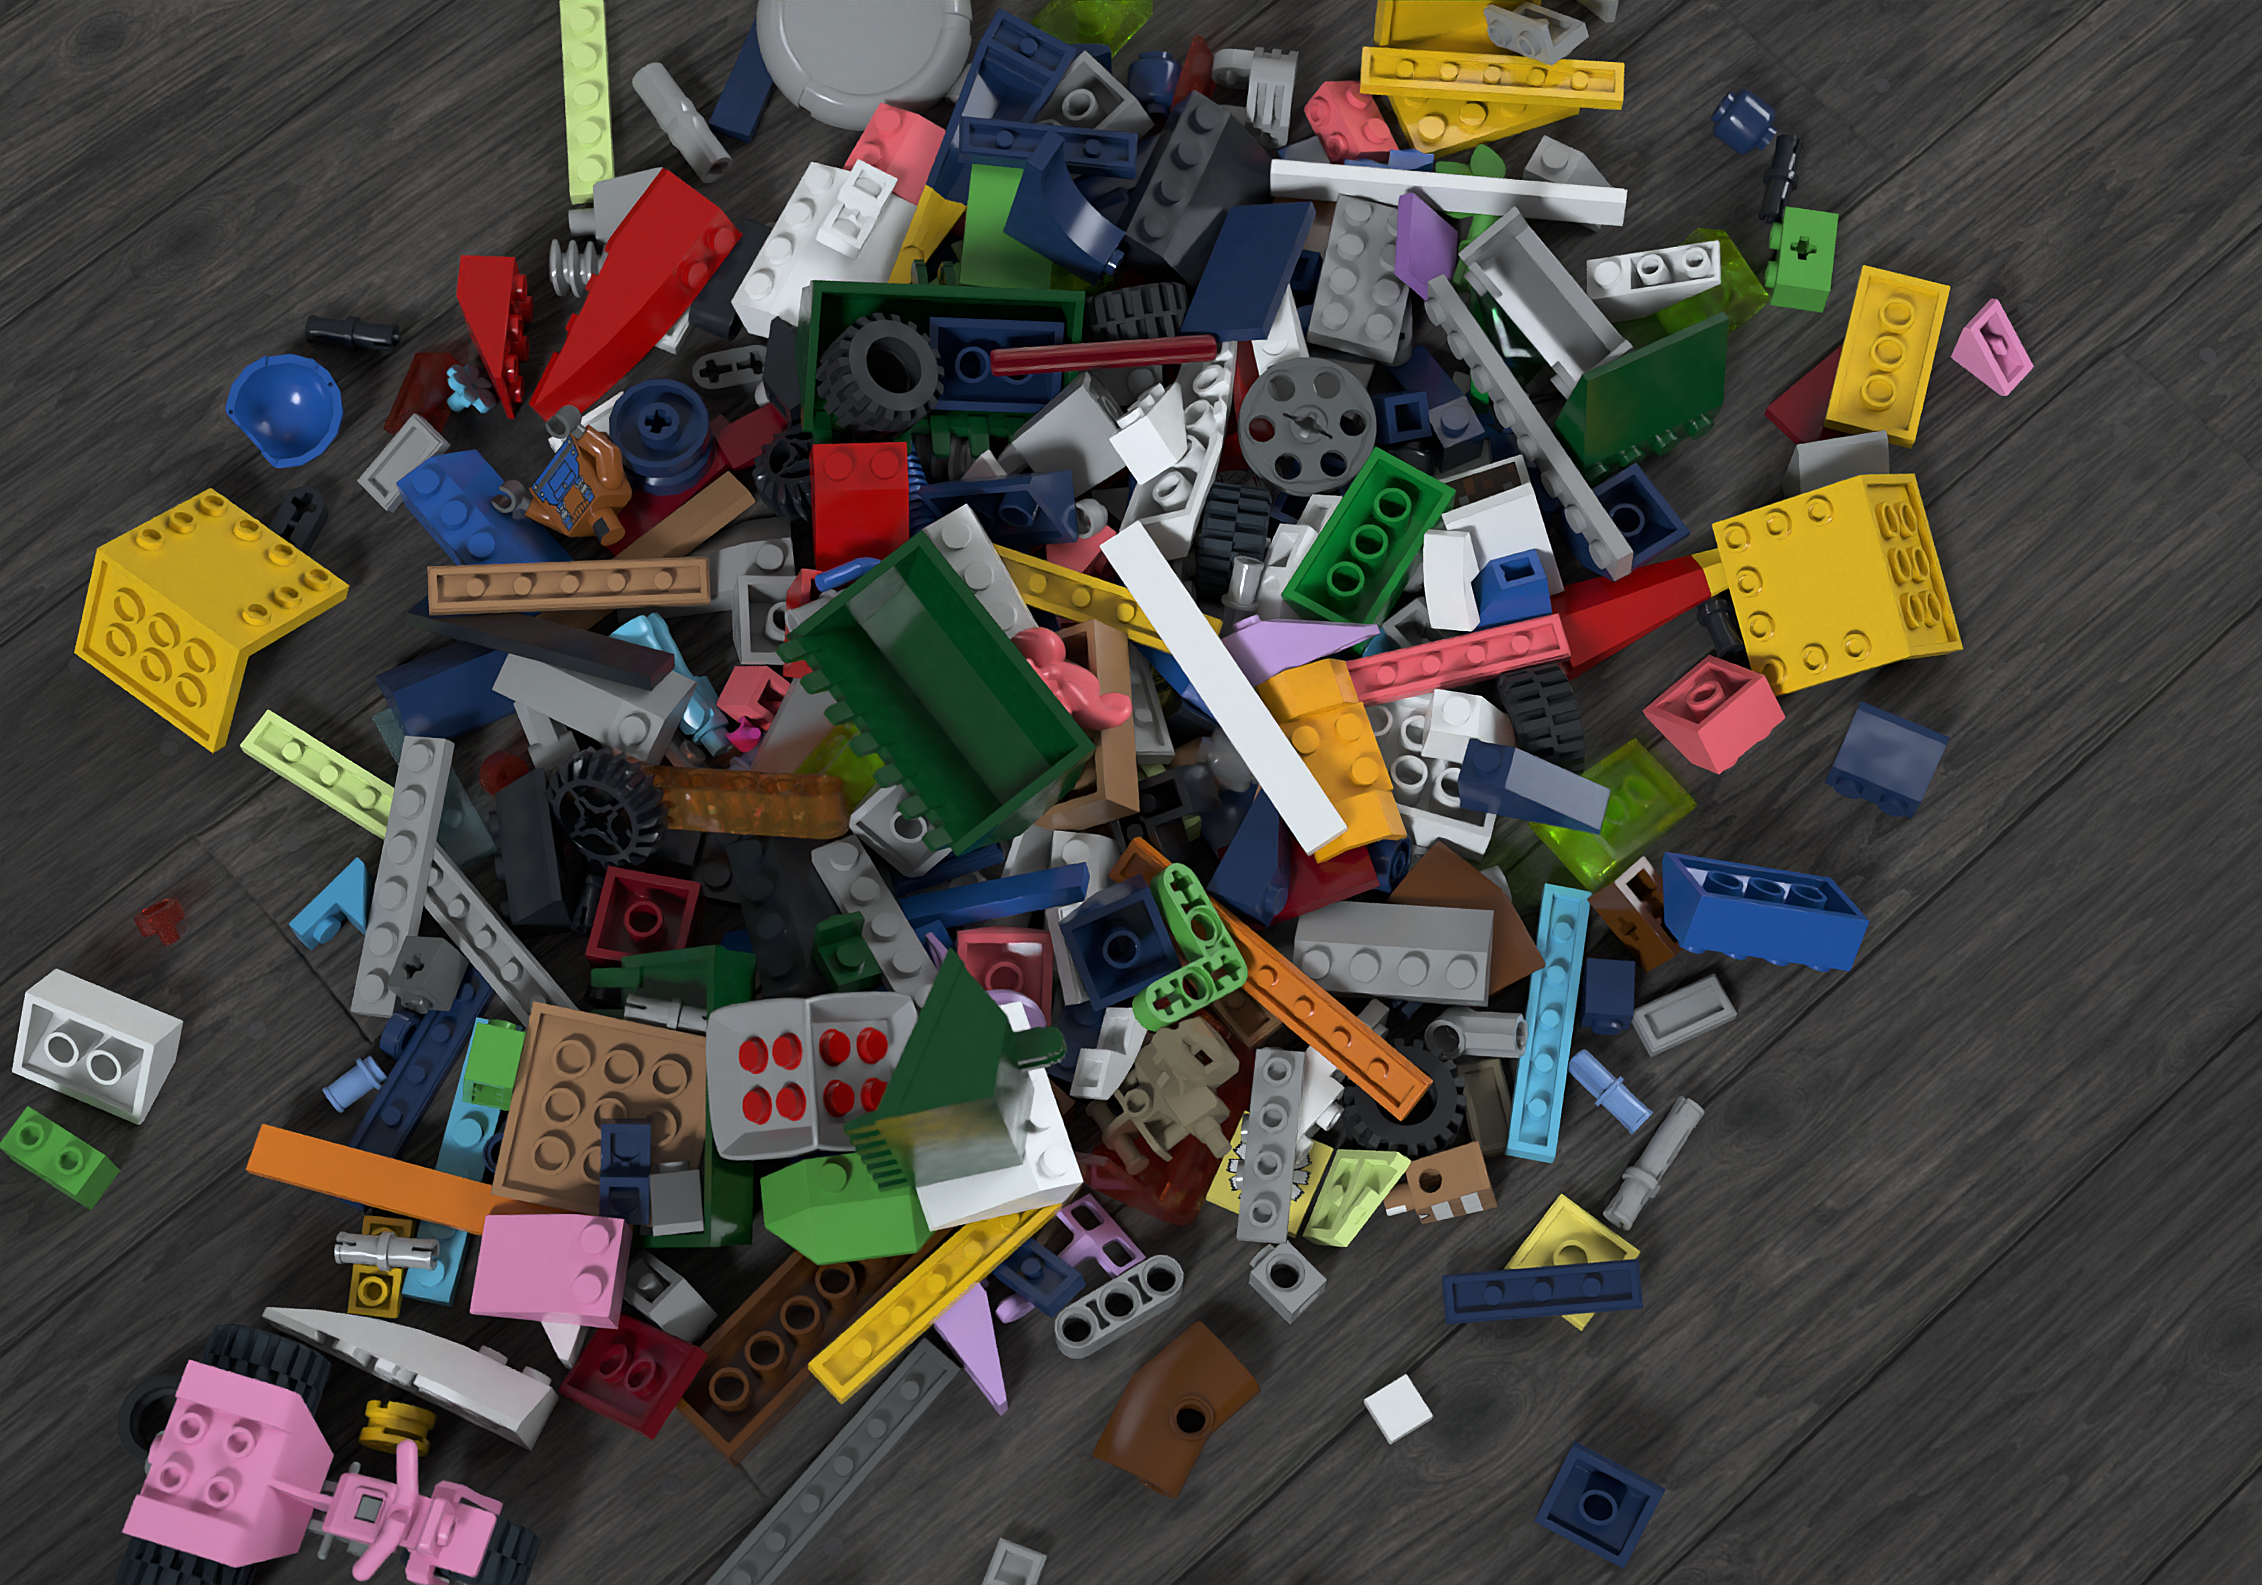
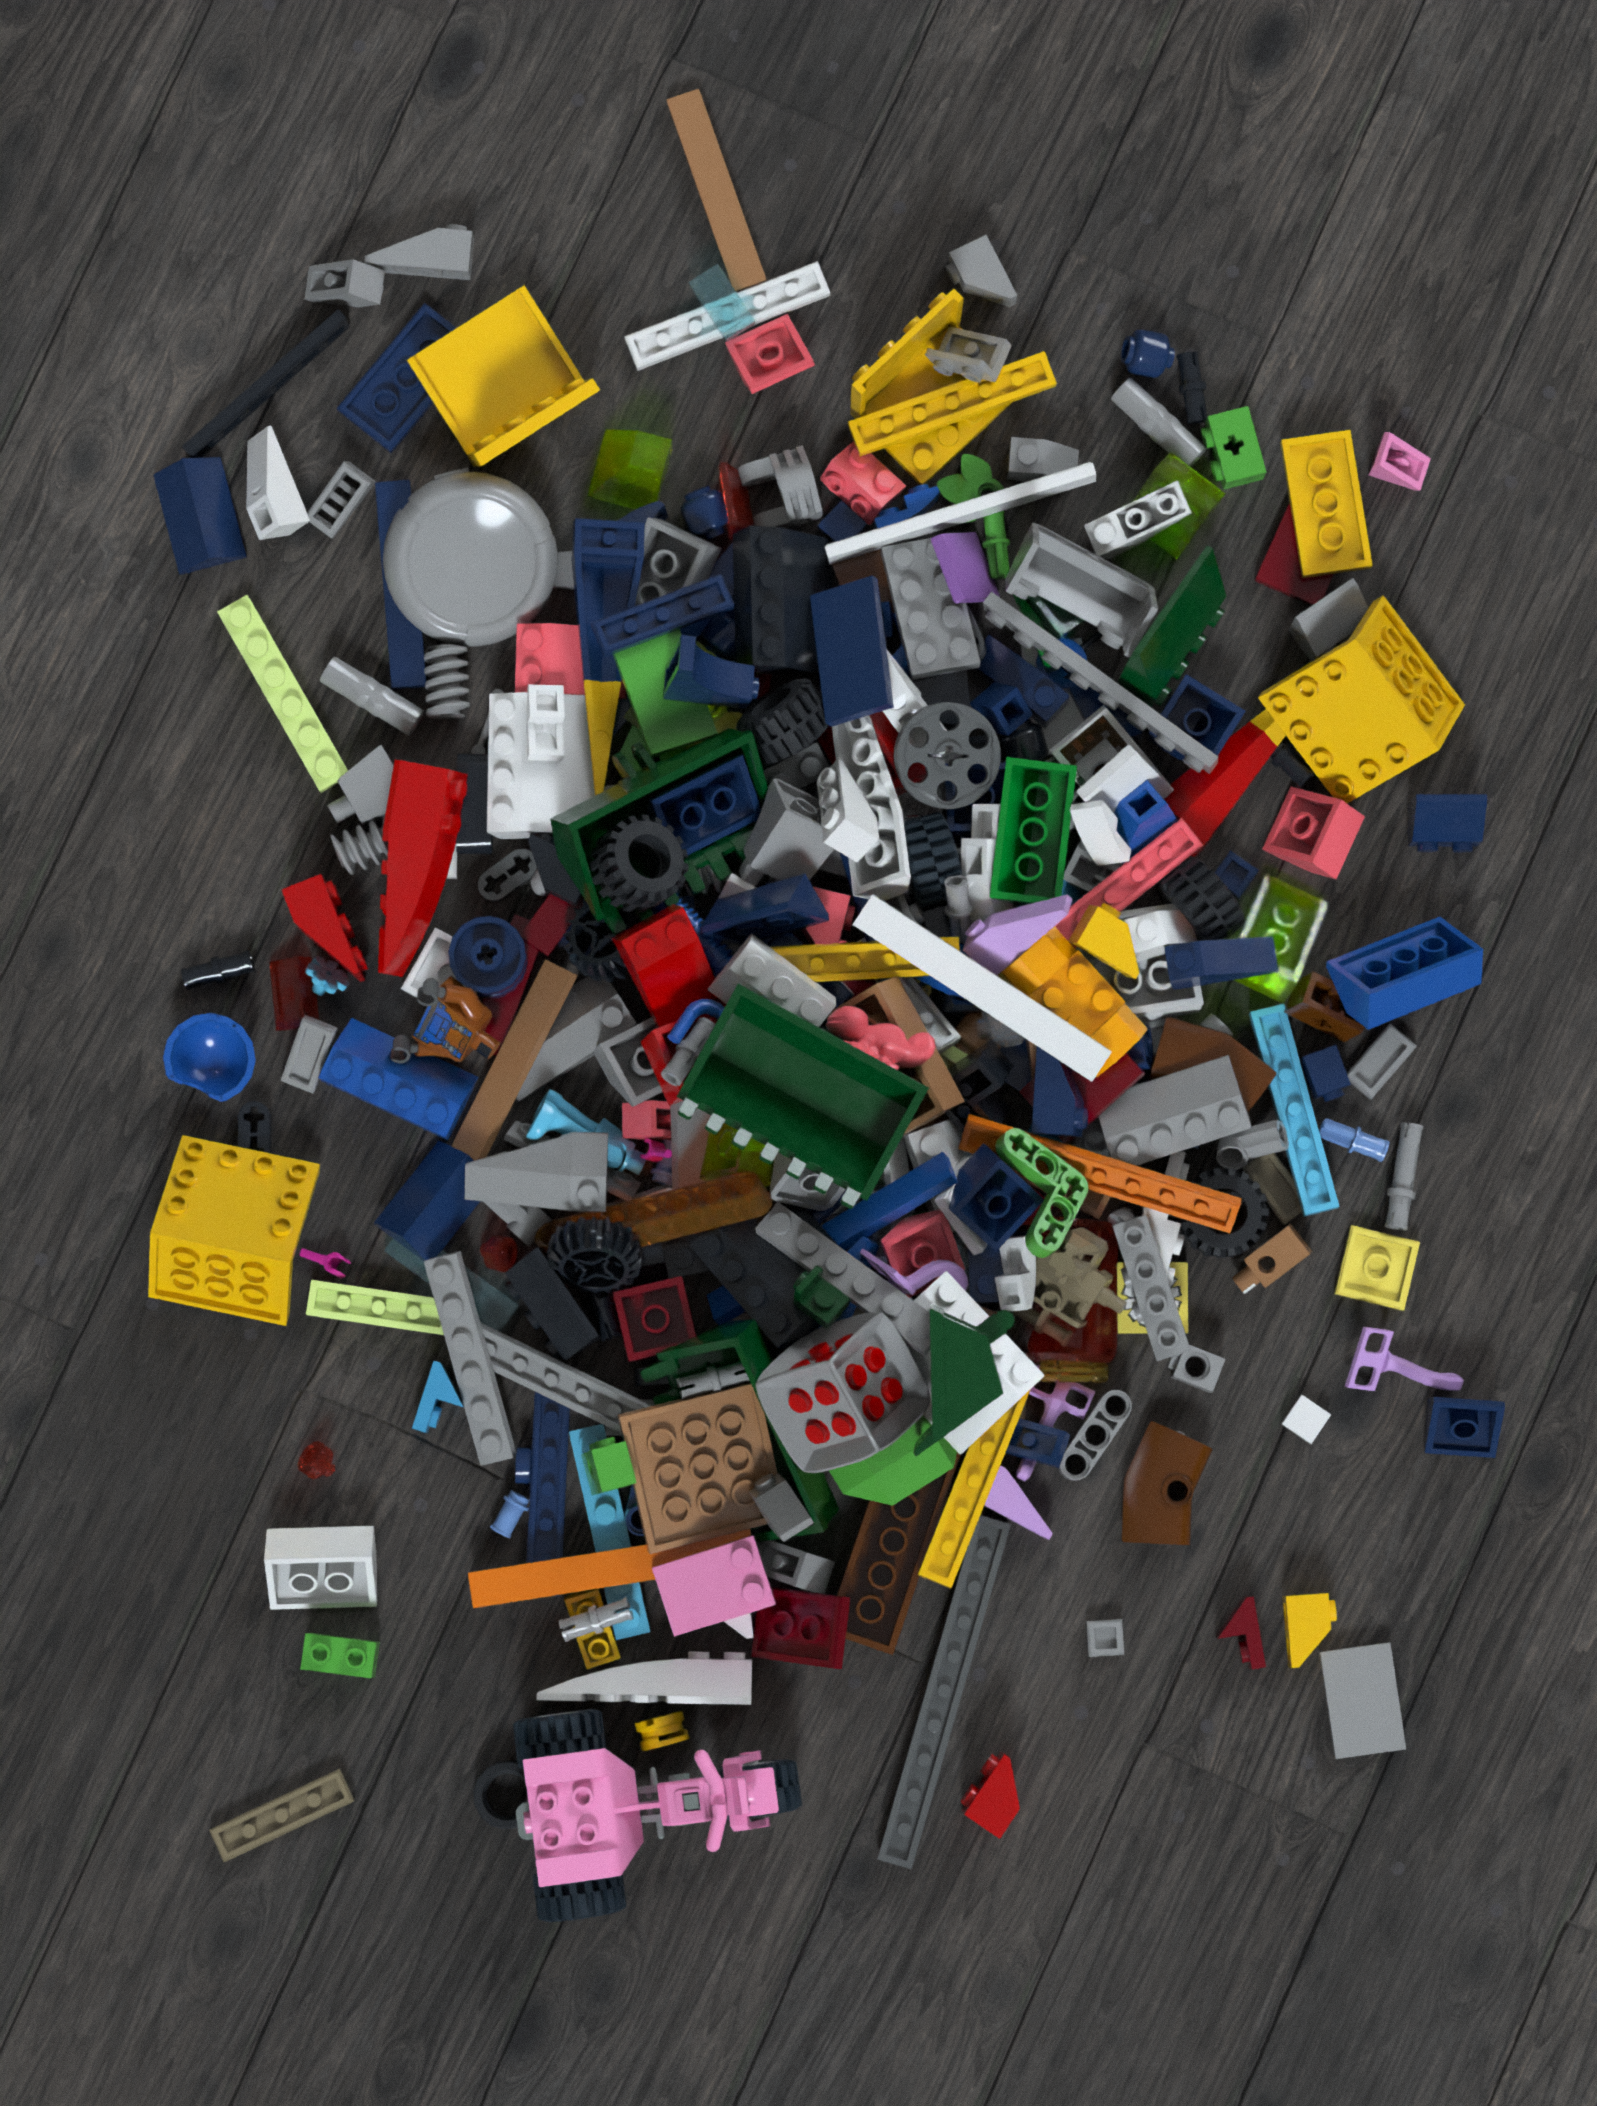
camera: 25 degrees left, 15 degrees up
(301, 702) = (329, 1261): none -> dark pink hand
(427, 974) = (523, 1420): dark grey brick -> none
(551, 644) = (484, 1152): black tile -> none
(568, 585) = (482, 1102): medium nougat tile -> none
(625, 1170) = (732, 1499): dark blue slope -> none
(771, 139) = (445, 681): none -> light grey piece
(1091, 511) = (830, 896): light grey hinge -> none
(1103, 355) = (782, 768): dark red axle -> none
(1129, 1219) = (1074, 1372): none -> clear yellow axle
(1352, 1193) = (1215, 1290): yellowish green wing -> none
(1402, 705) = (1106, 939): none -> yellow slope
(1530, 1380) = (1385, 1361): none -> lavender piece
(1542, 1291) = (1368, 1300): dark blue tile -> none
(1600, 724) = (1236, 874): none -> dark blue tile
(1723, 197) = (1158, 422): none -> light grey axle

